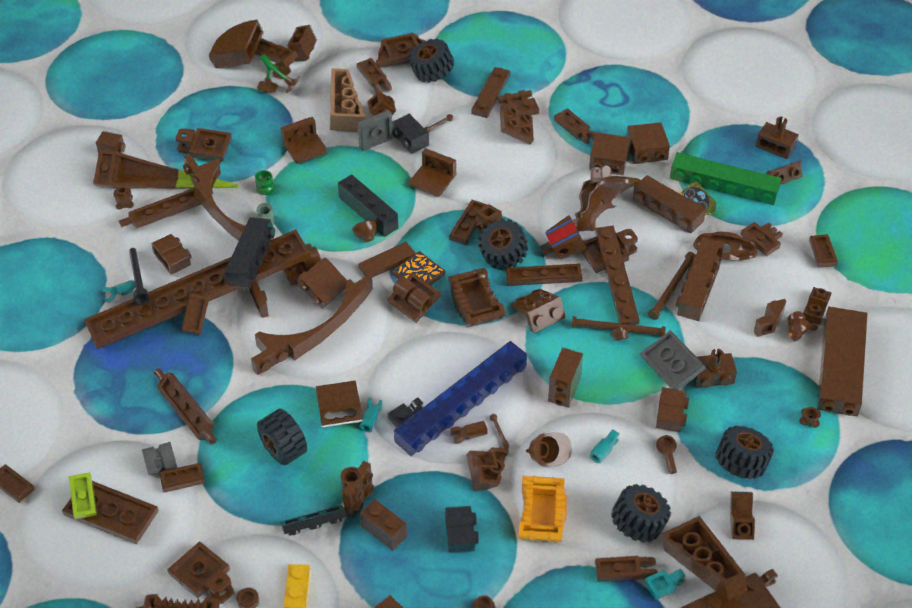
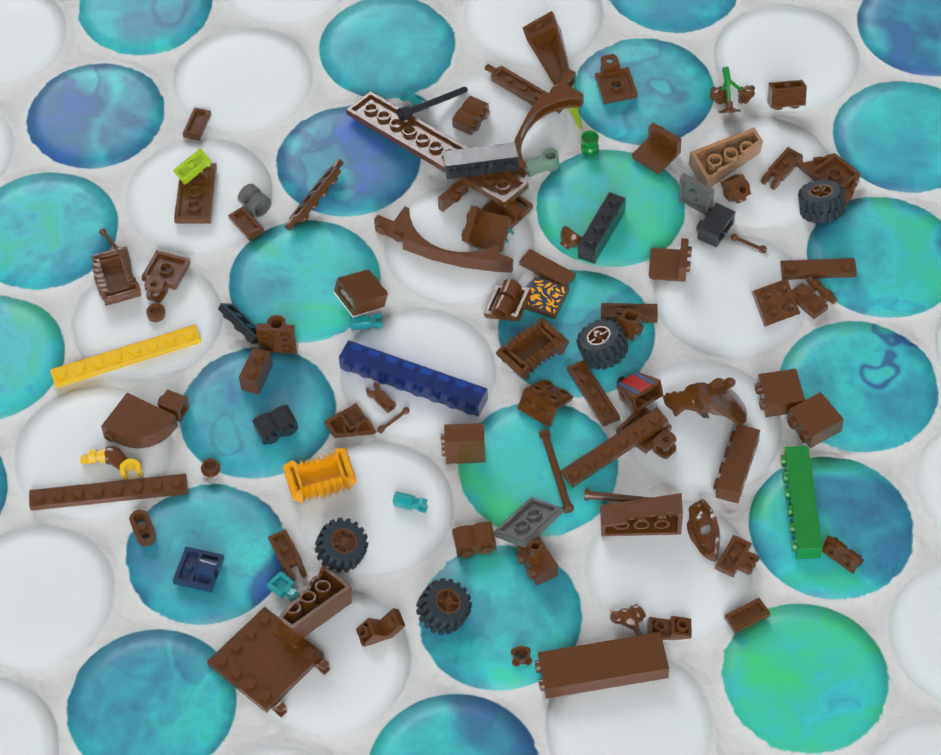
camera: 70 degrees right, 5 degrees up
(110, 142) = (572, 17): reddish brown brick -> none
(123, 197) = (518, 55): reddish brown brick -> none
(195, 313) = (408, 157): reddish brown tile -> none
(237, 45) = (754, 47): reddish brown brick -> none
(276, 52) = (757, 77): reddish brown plate -> none
(282, 436) = (304, 266): black wheel -> none
(403, 413) = (380, 343): black plate -> none
(550, 449) = (383, 460): reddish brown piece -> none
(574, 125) = (807, 351): reddish brown plate -> none
(620, 334) = (545, 473): reddish brown plate -> none
(666, 445) = (432, 549): reddish brown plate -> none
(700, 196) = (760, 489): slope -> none
(771, 319) = (633, 594): reddish brown slope -> none
(777, 138) = (888, 533): reddish brown brick -> none

